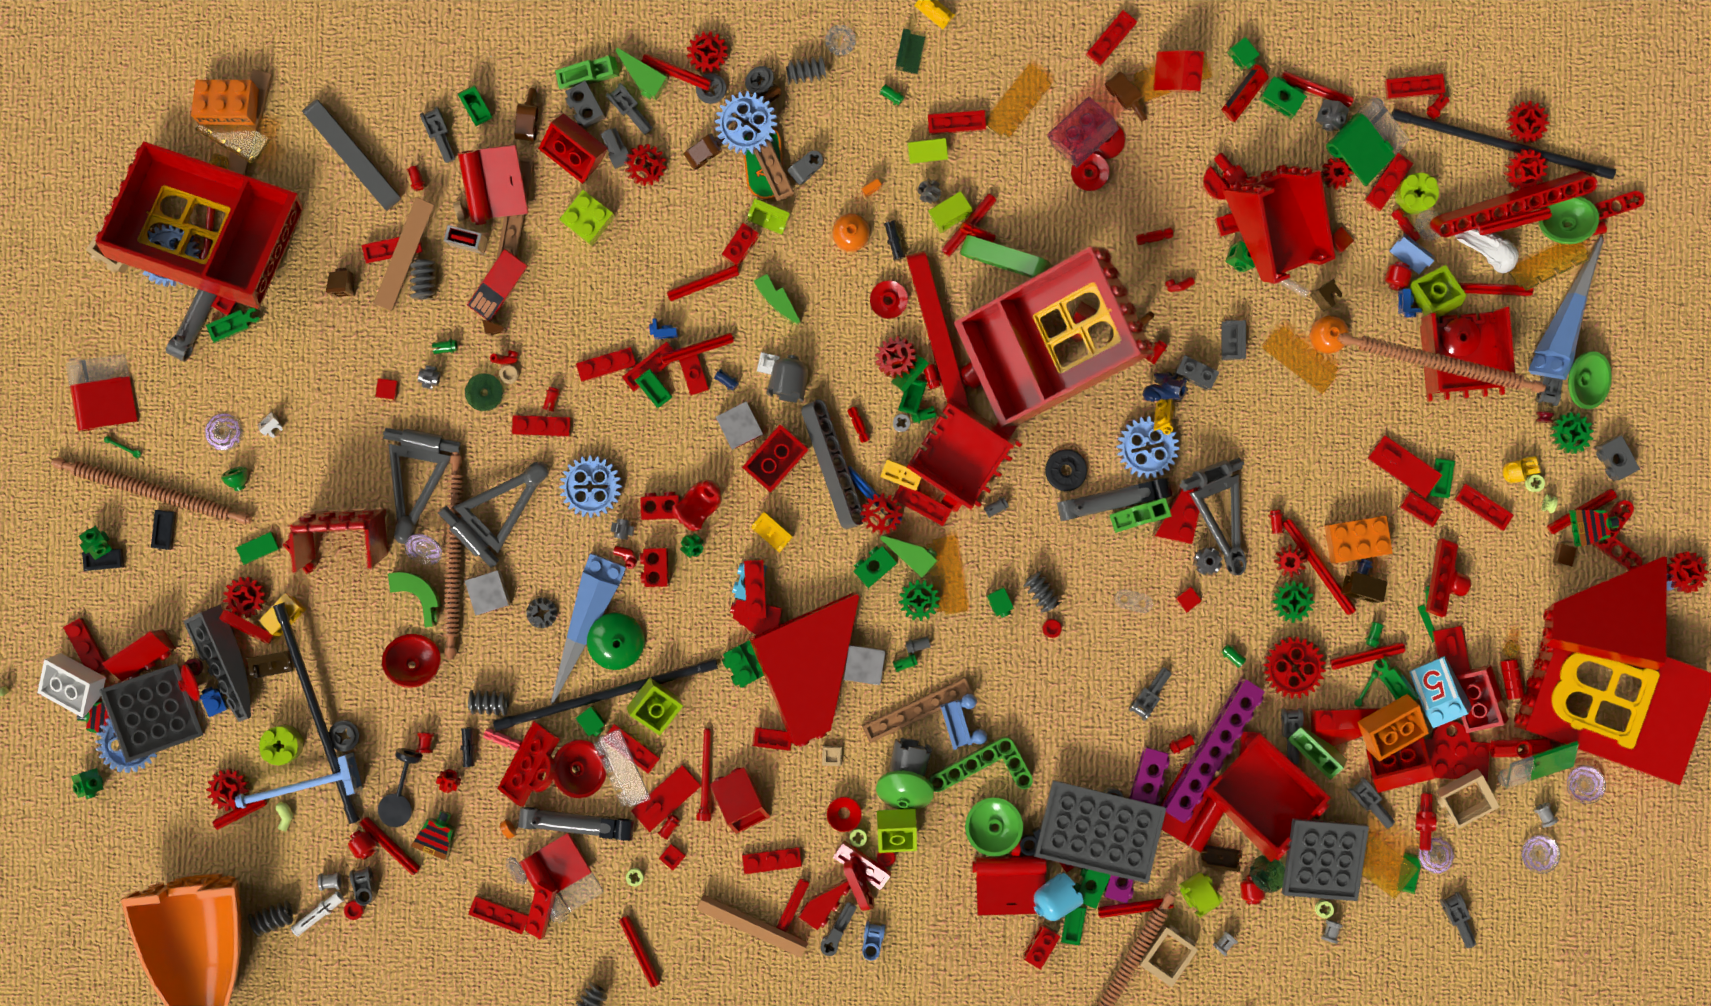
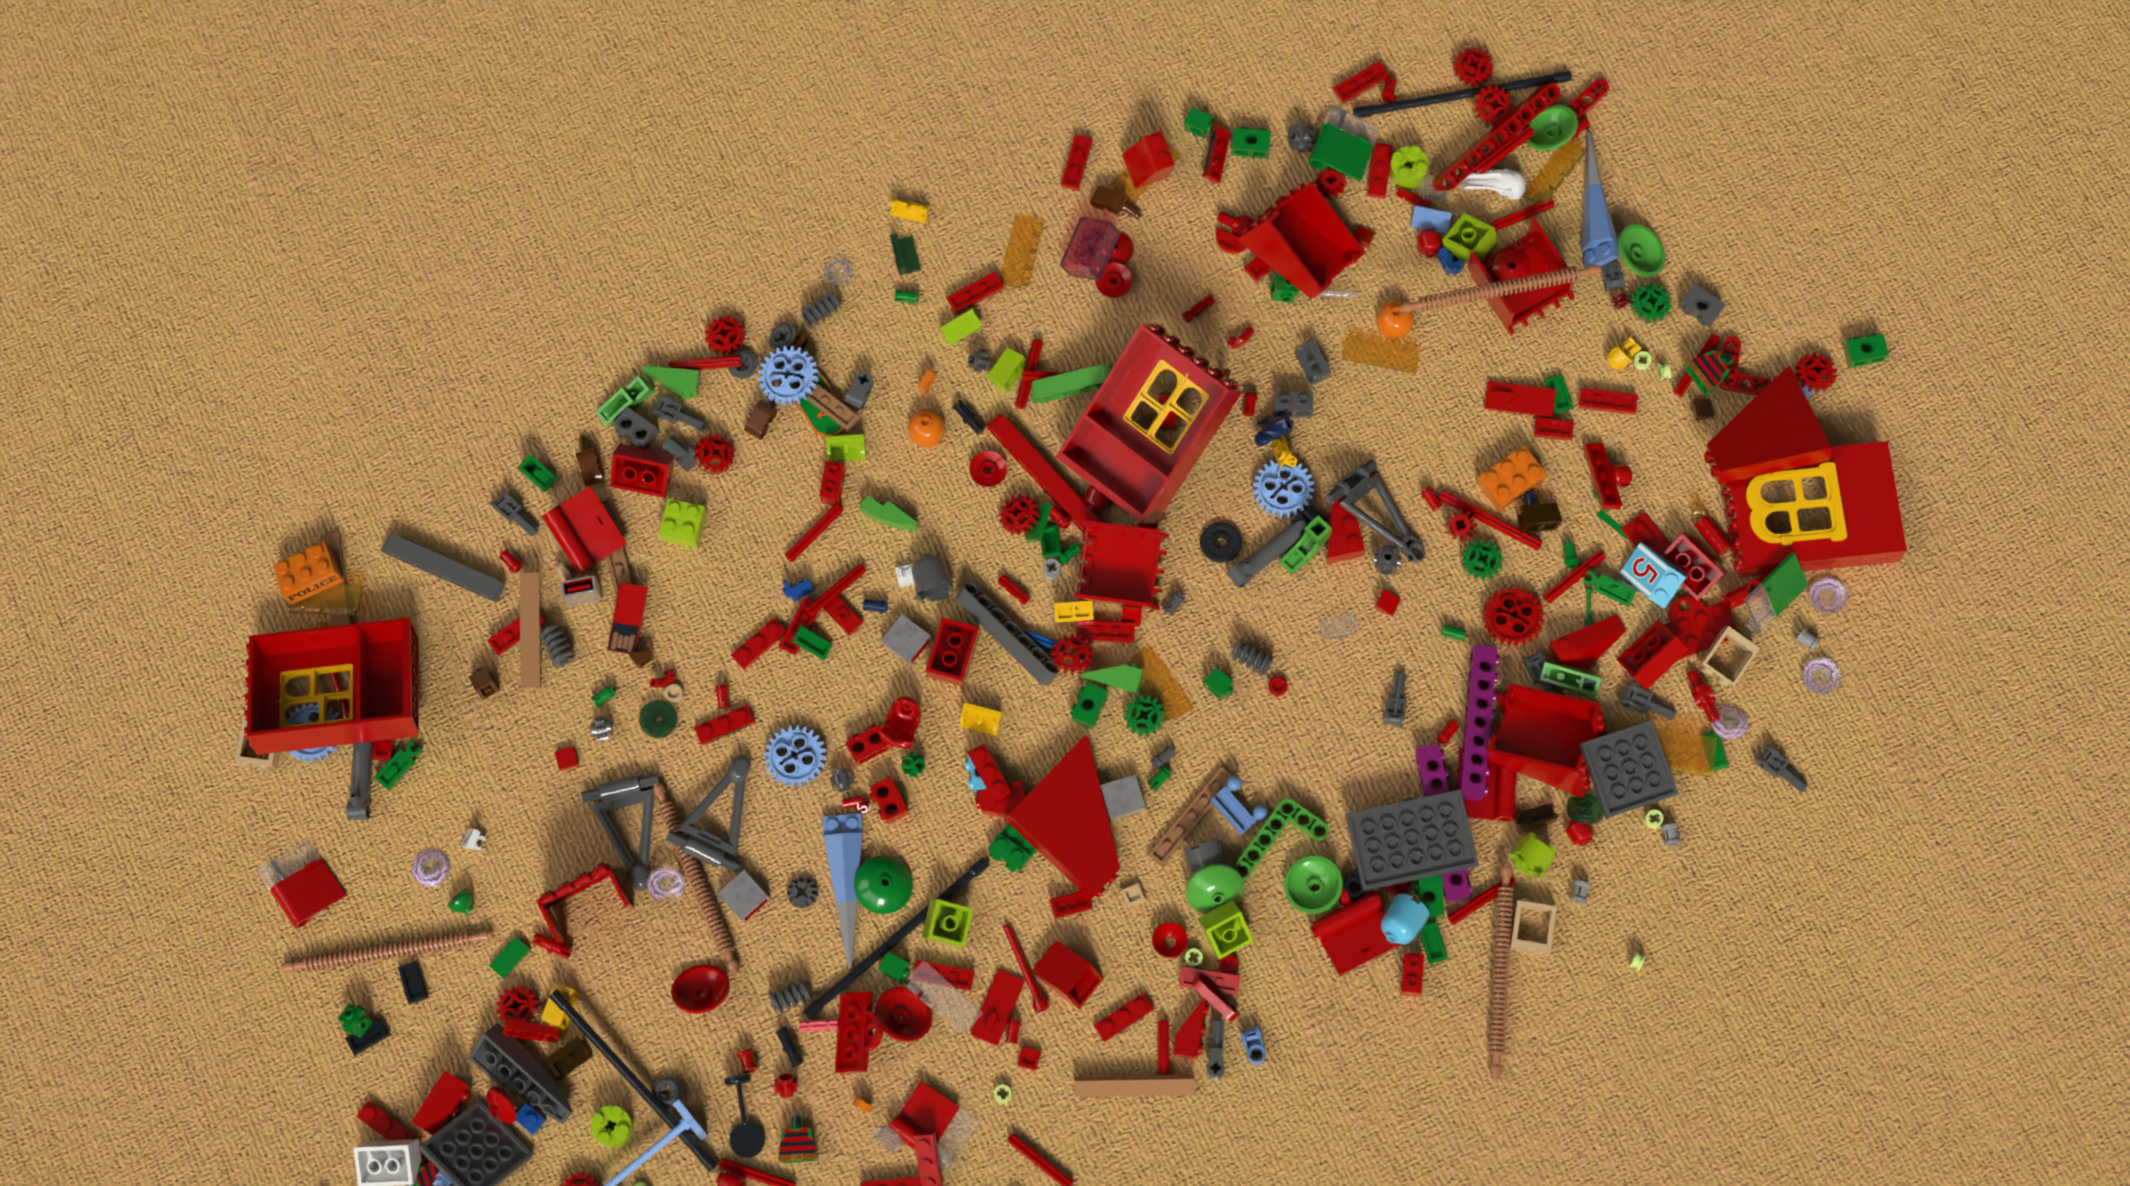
camera: 20 degrees left, 15 degrees down
(137, 454) = (358, 925): green hinge -> none
(422, 589) = (671, 920): bright green arch -> none
(604, 826) = (952, 1059): dark grey piece -> none
(1317, 89) = (1277, 123): red axle -> none
(1324, 297) = (1372, 289): dark brown hinge -> none
(1393, 727) = (1628, 624): orange brick -> none

